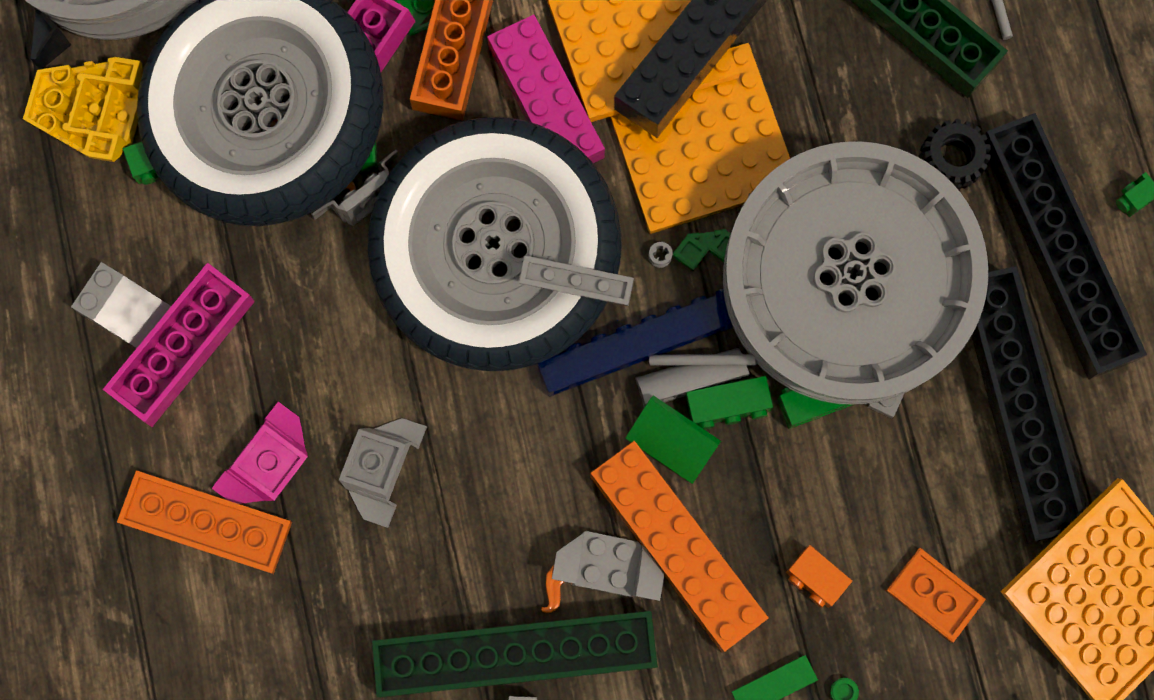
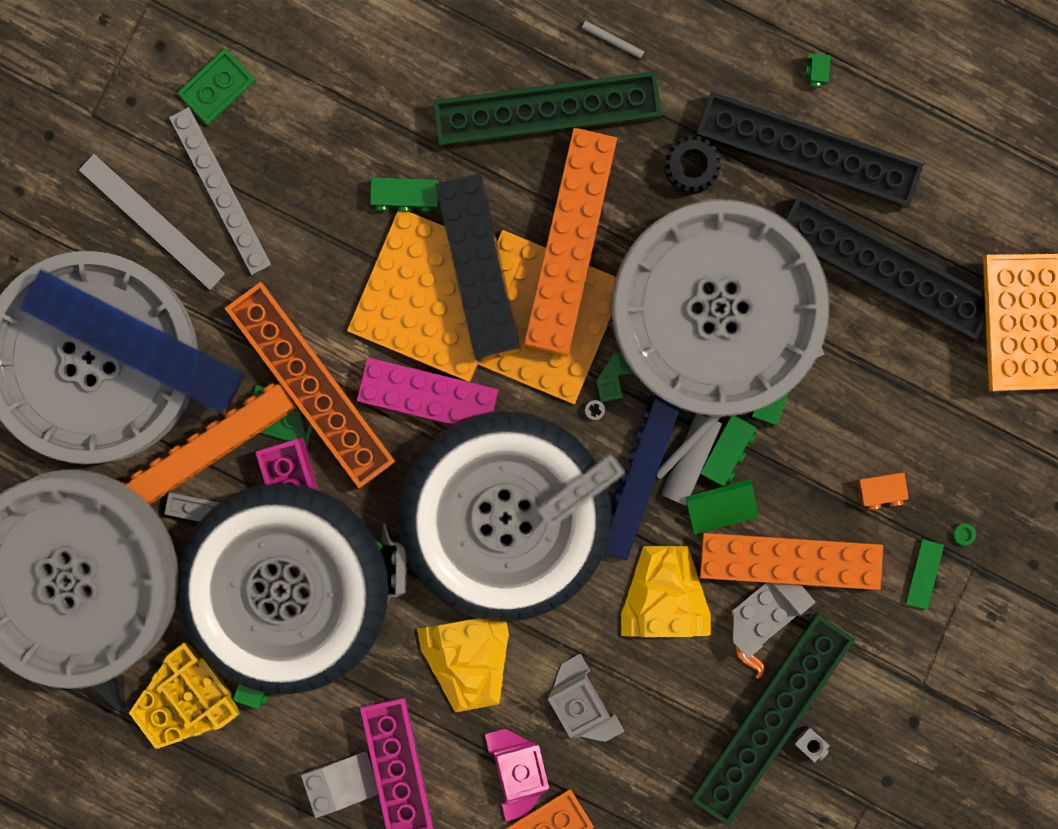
camera: 50 degrees left, 10 degrees up
(335, 329) = (467, 660): none -> yellow wedge
(546, 460) = (665, 596): none -> yellow wedge
(789, 104) = (570, 242): none -> orange brick
(935, 595) = (954, 425): orange tile -> none

